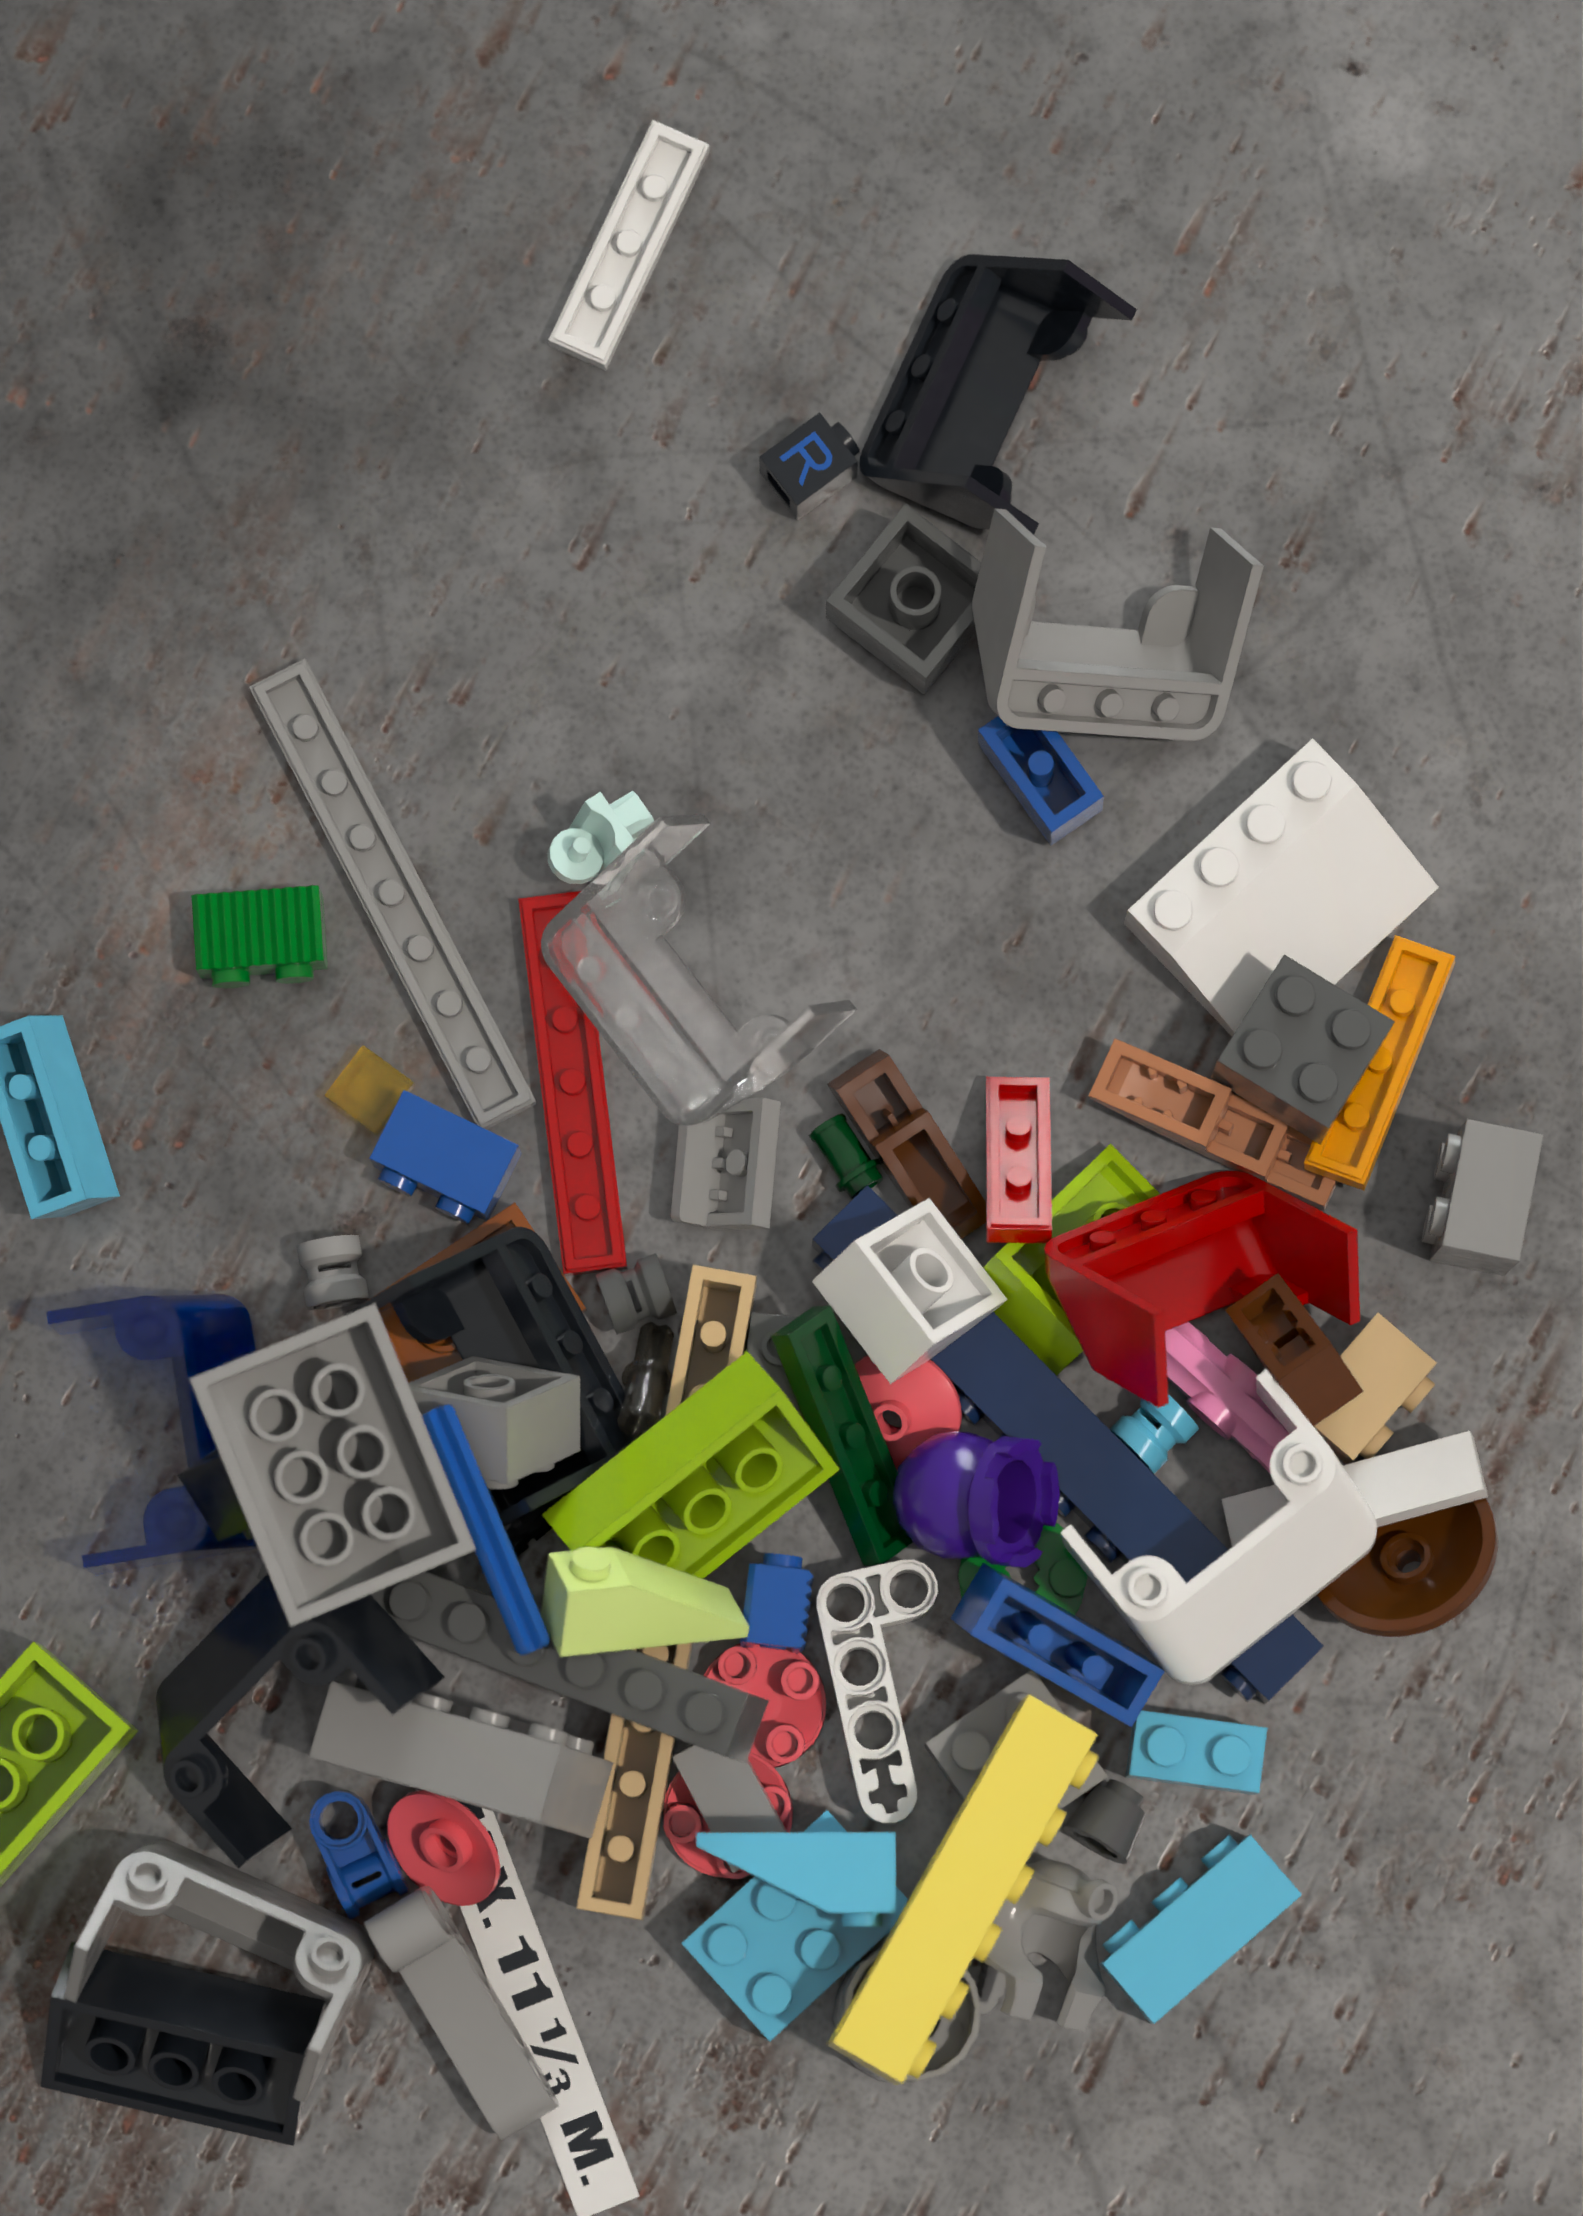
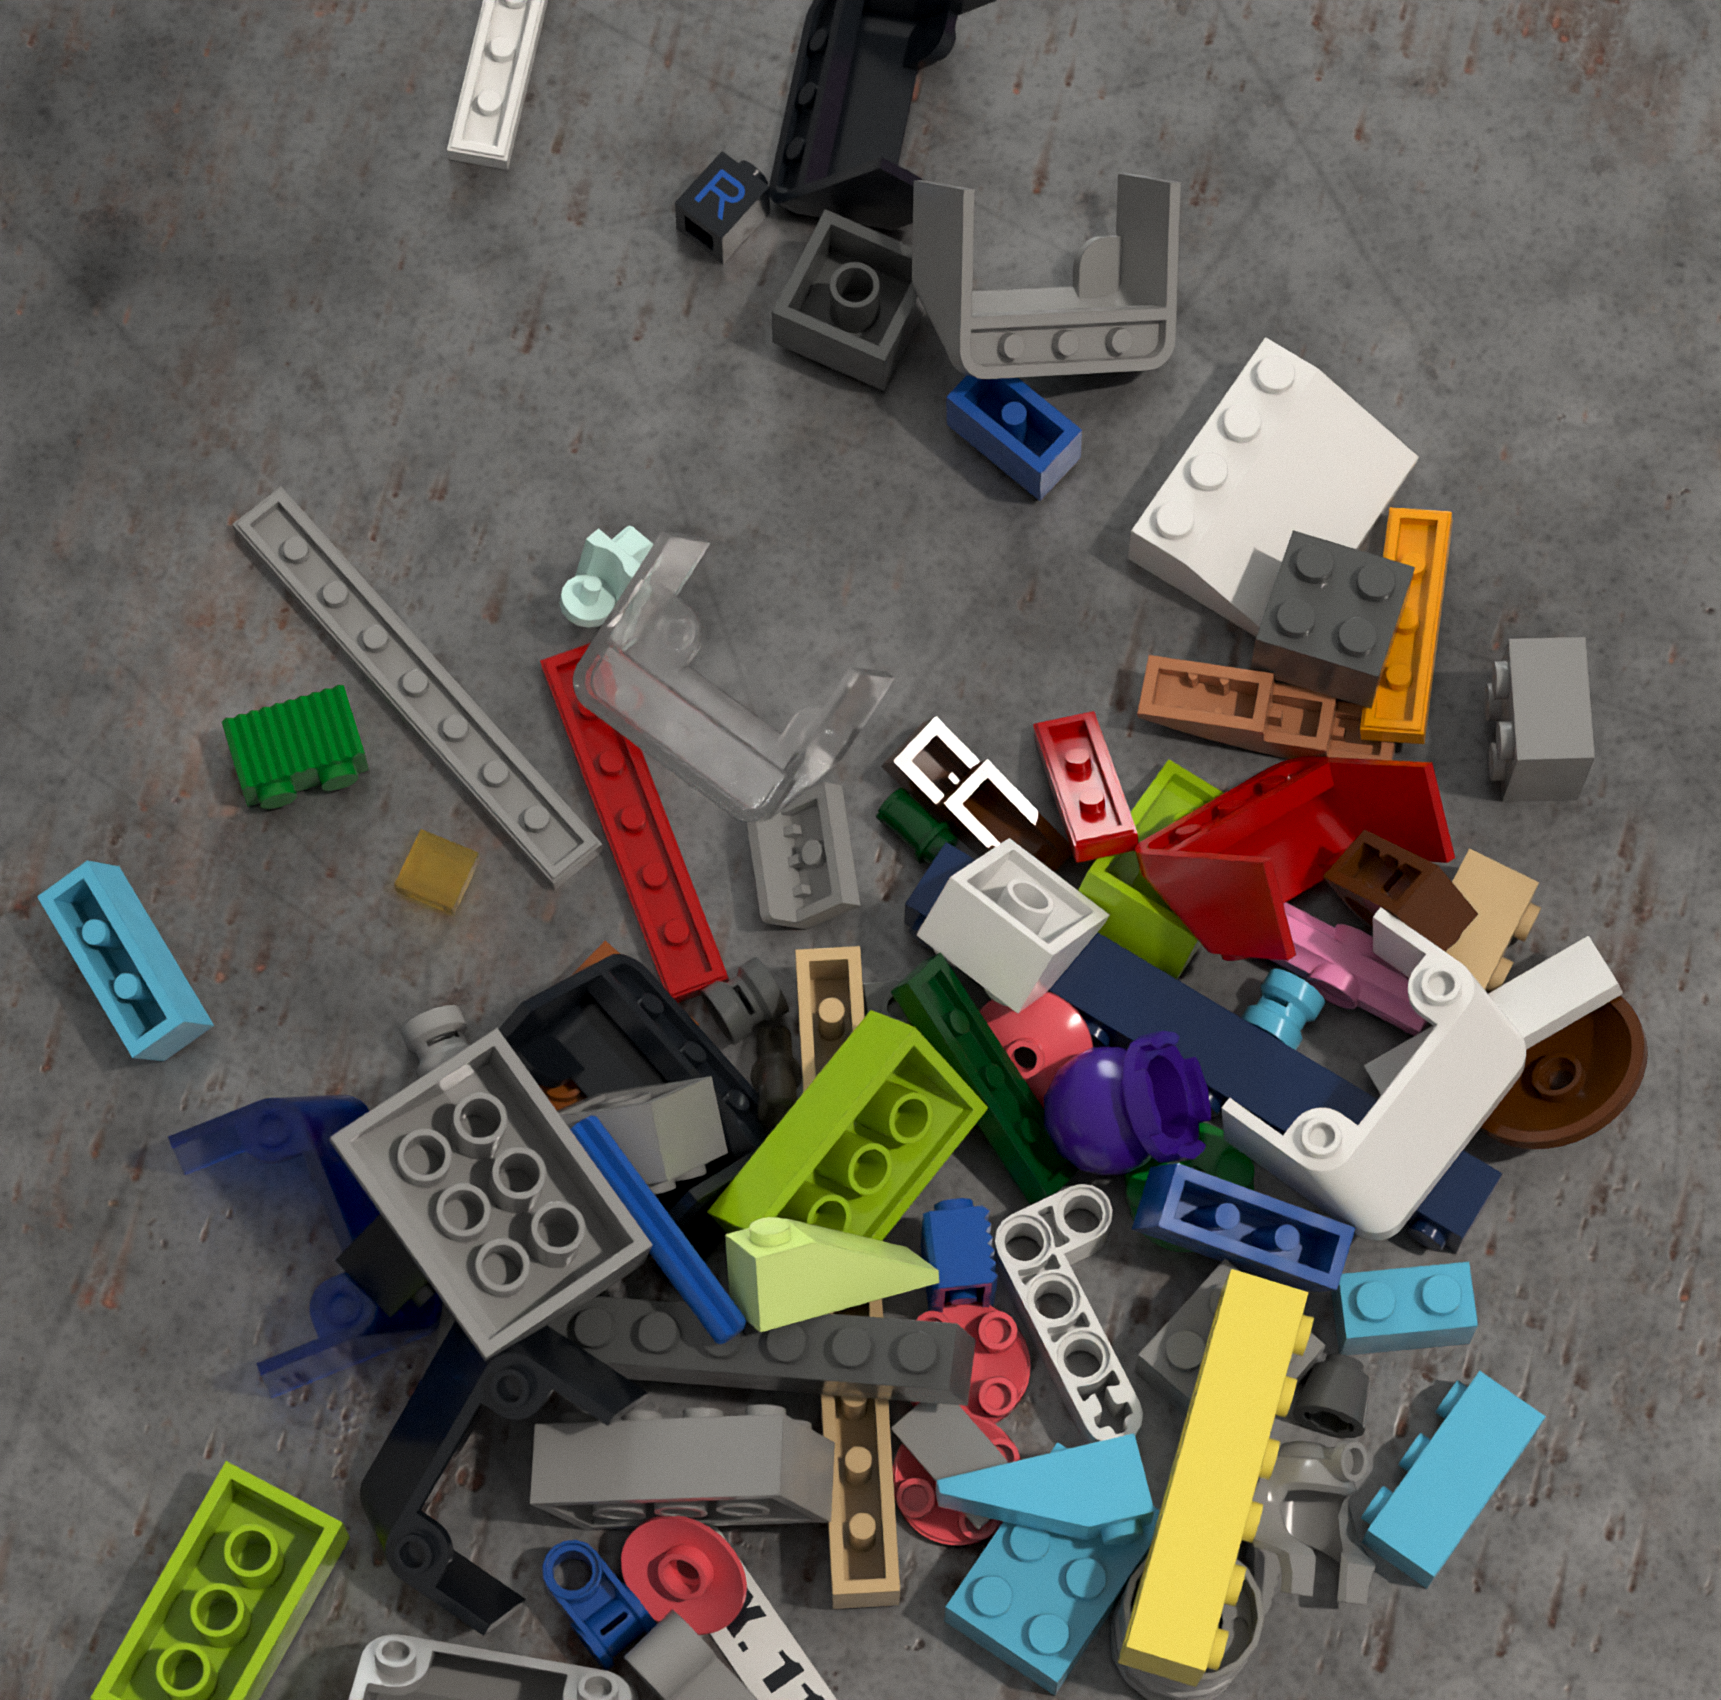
camera: 15 degrees left, 10 degrees down
(445, 1158) = (526, 915): blue brick -> none

